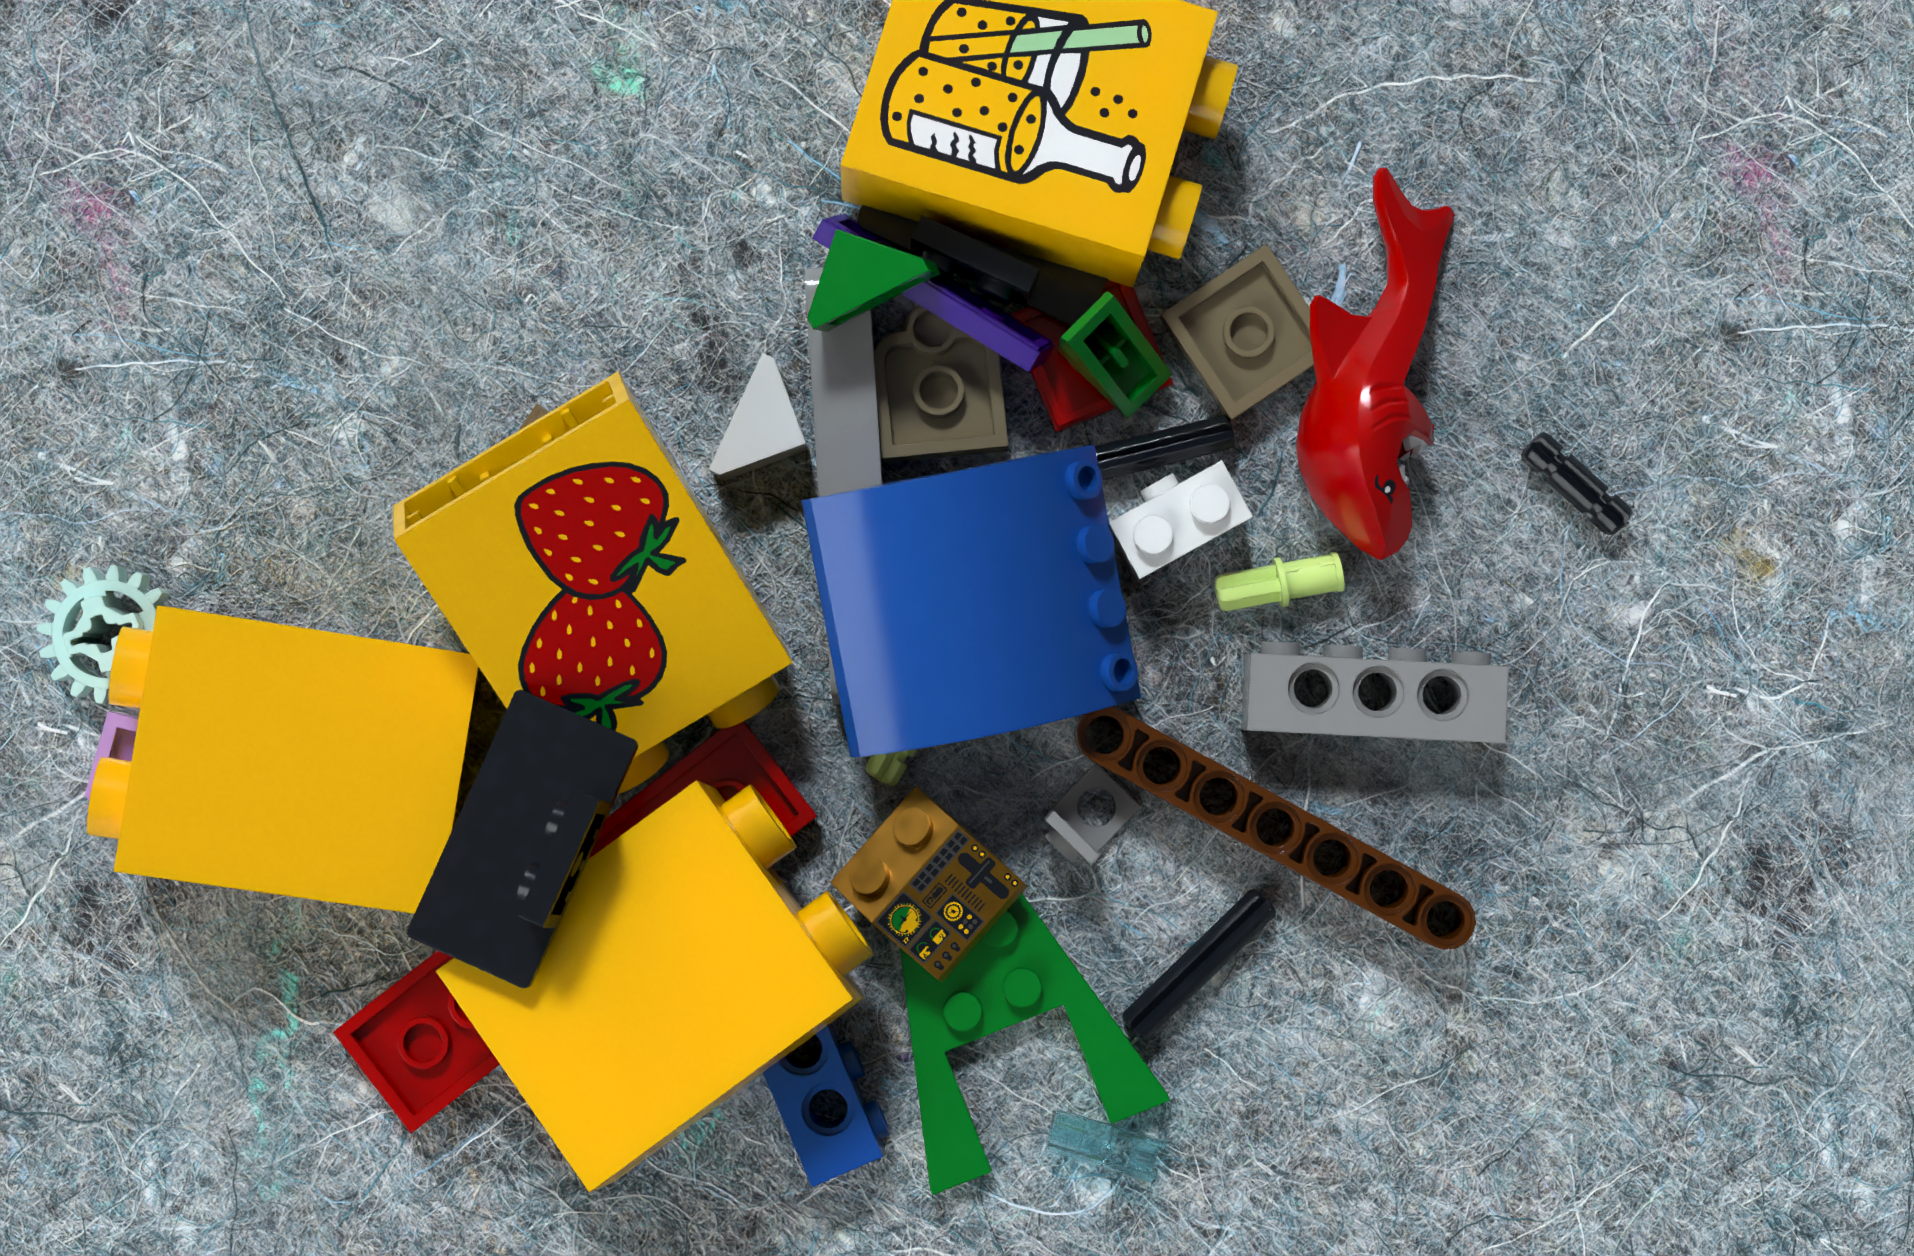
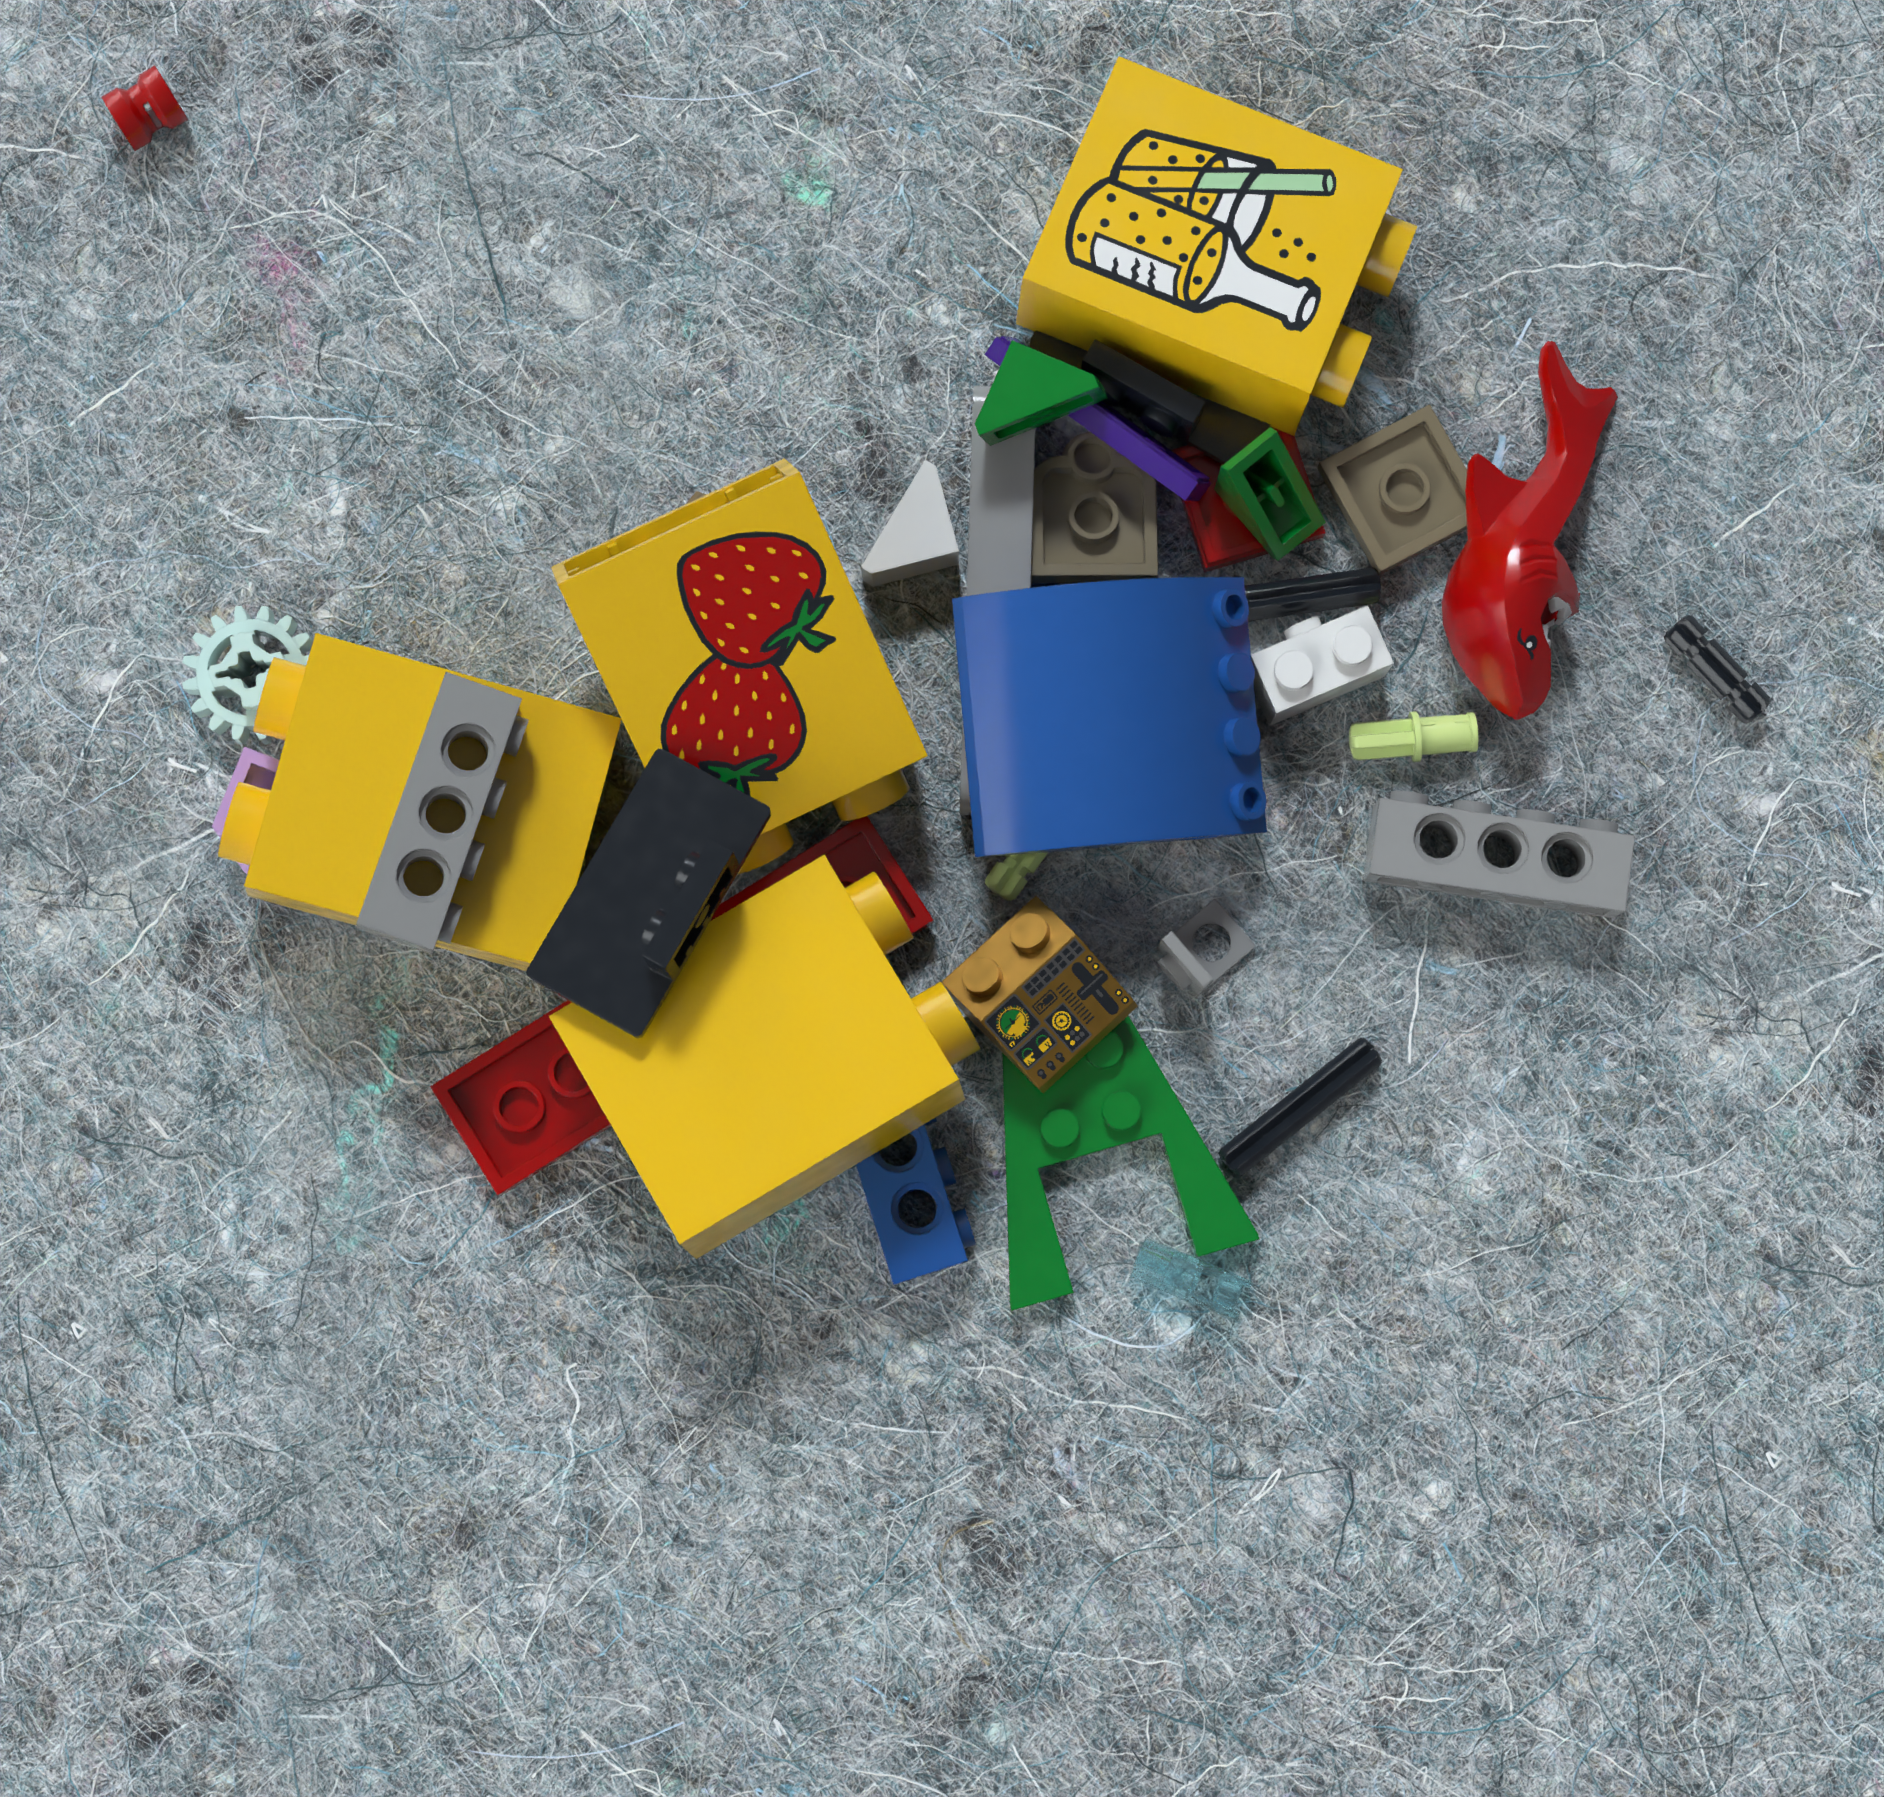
camera: 10 degrees right, 5 degrees down
(261, 878) = (459, 711): none -> light grey brick
(1304, 833) = (1418, 982): reddish brown beam -> none

